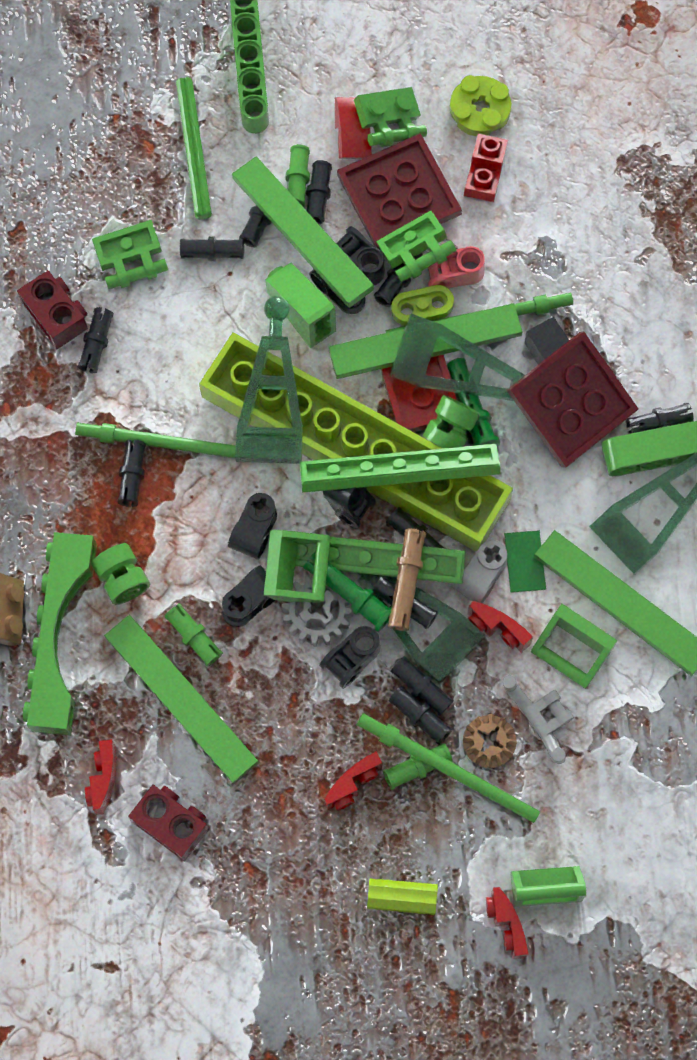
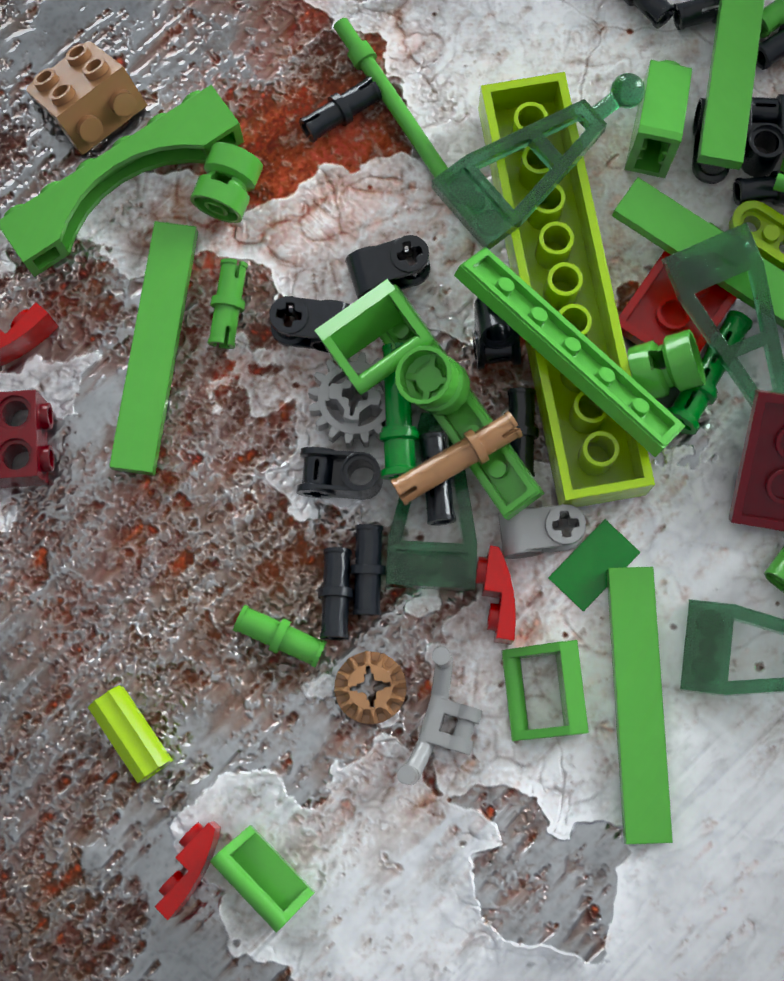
camera: 50 degrees right, 5 degrees up
(344, 789) = (196, 581): red slope -> none
(351, 555) = (432, 380): none -> bright green wheel
(390, 736) = (280, 581): bright green bar -> none

